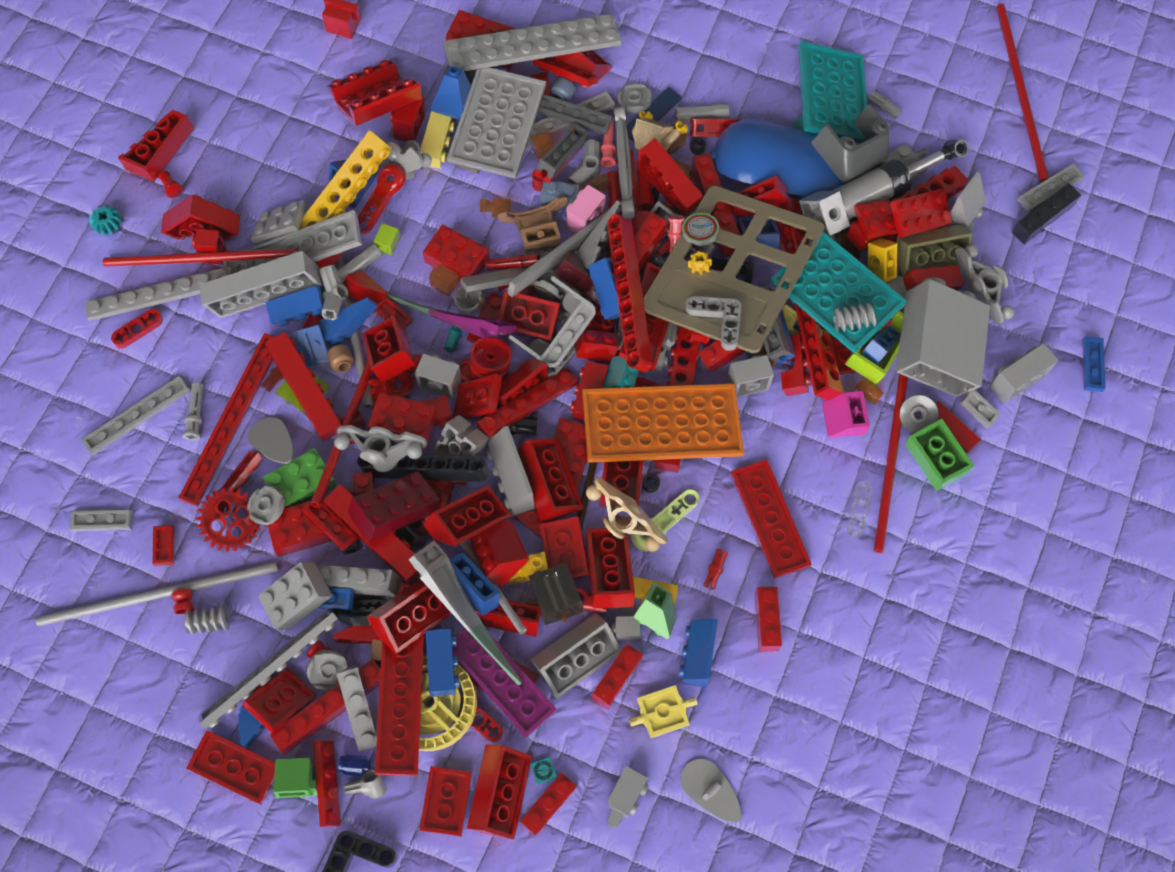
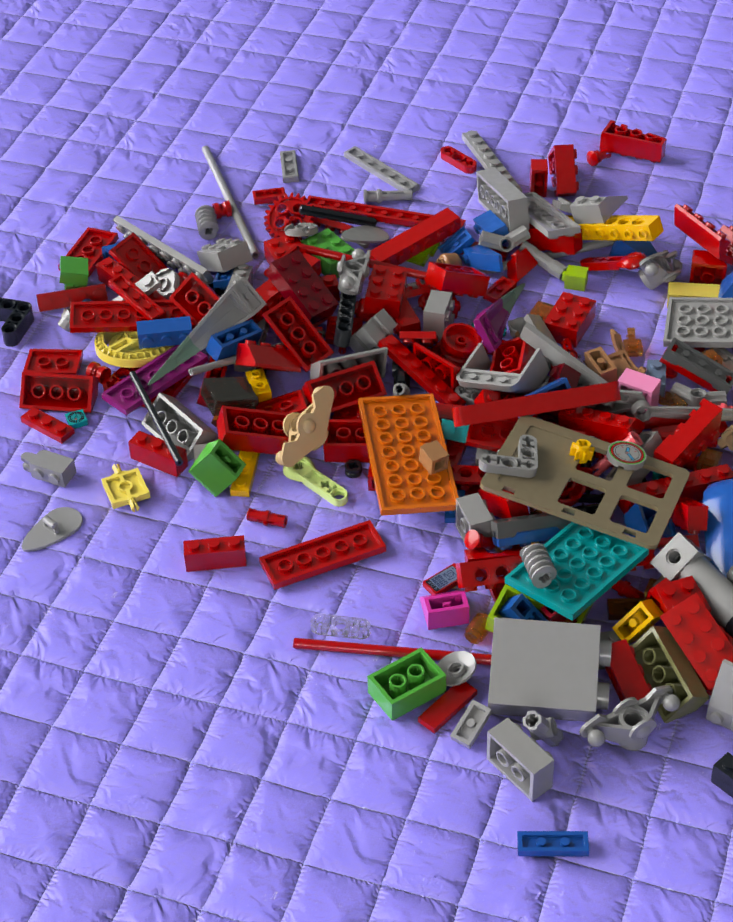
camera: 90 degrees right, 25 degrees down
(105, 220) = (554, 128): teal gear -> none
(197, 257) = (525, 173): red piece -> none
(240, 465) = (336, 215): none -> black axle
(313, 189) = (595, 208): none -> light grey slope
(379, 693) = (136, 297): none -> red tile
(472, 746) = (97, 370): none -> red wheel
(556, 424) = (406, 391): none -> light grey pin
(579, 673) = (156, 419): none -> black piece
(683, 396) = (433, 457): none -> medium nougat brick
(698, 652) = (179, 507): blue slope -> none
(781, 376) = (476, 540): none -> red pin
(806, 414) = (442, 581): none -> tile
(1005, 349) = (542, 728): none -> light grey piece

